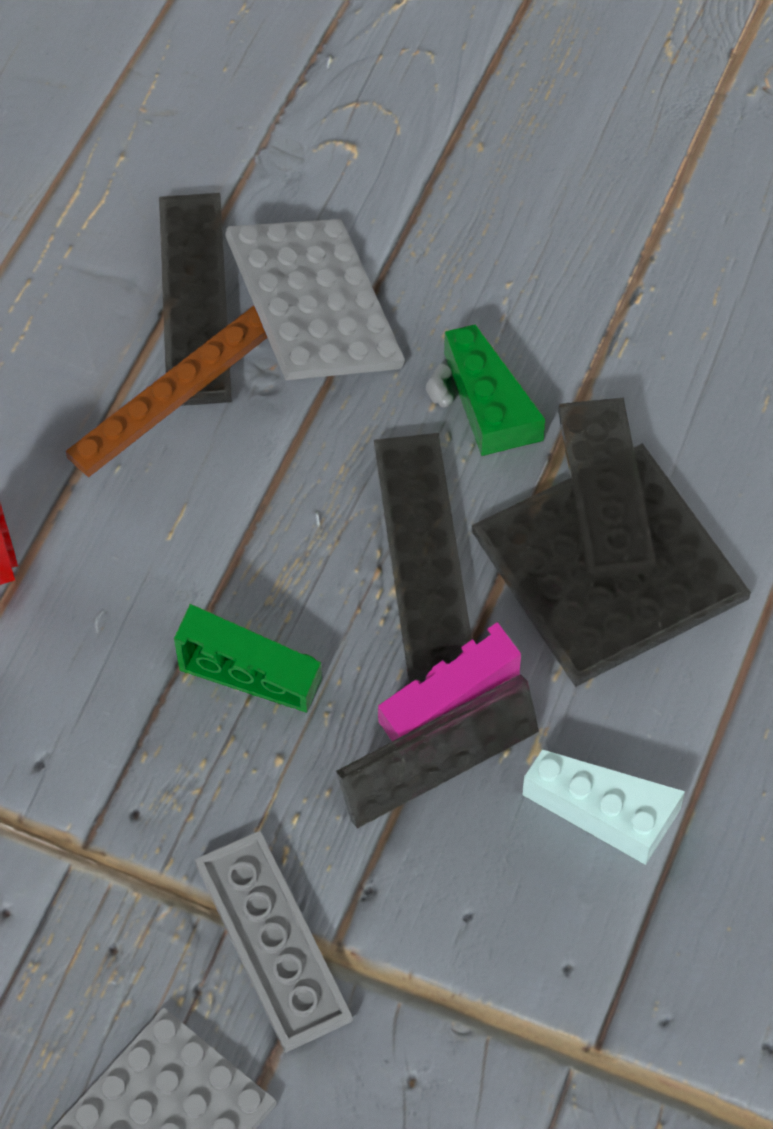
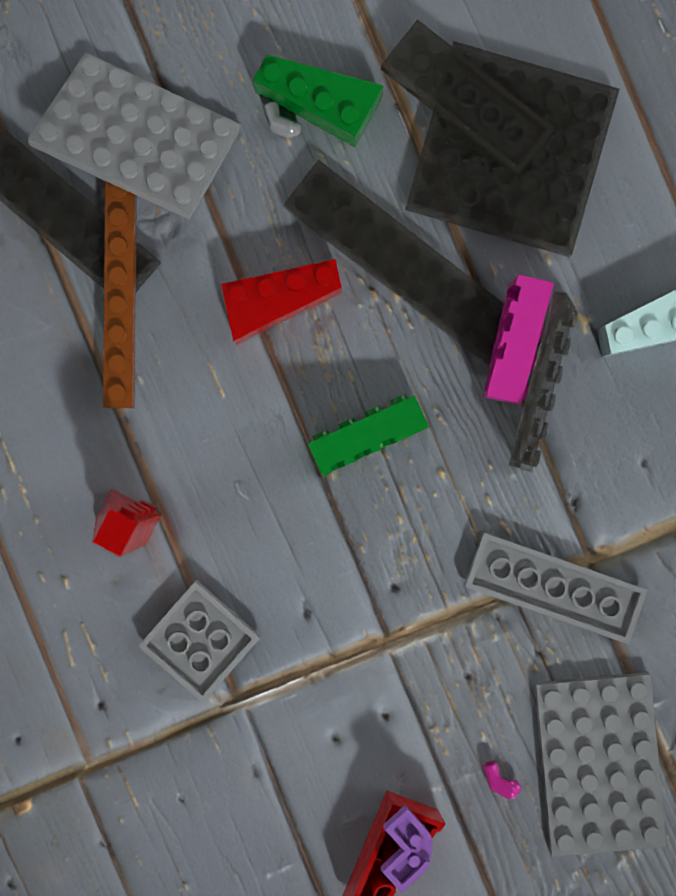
camera: 45 degrees left, 30 degrees up
(34, 1065) = (499, 785): none -> dark pink arm
(295, 499) = (275, 297): none -> red wedge

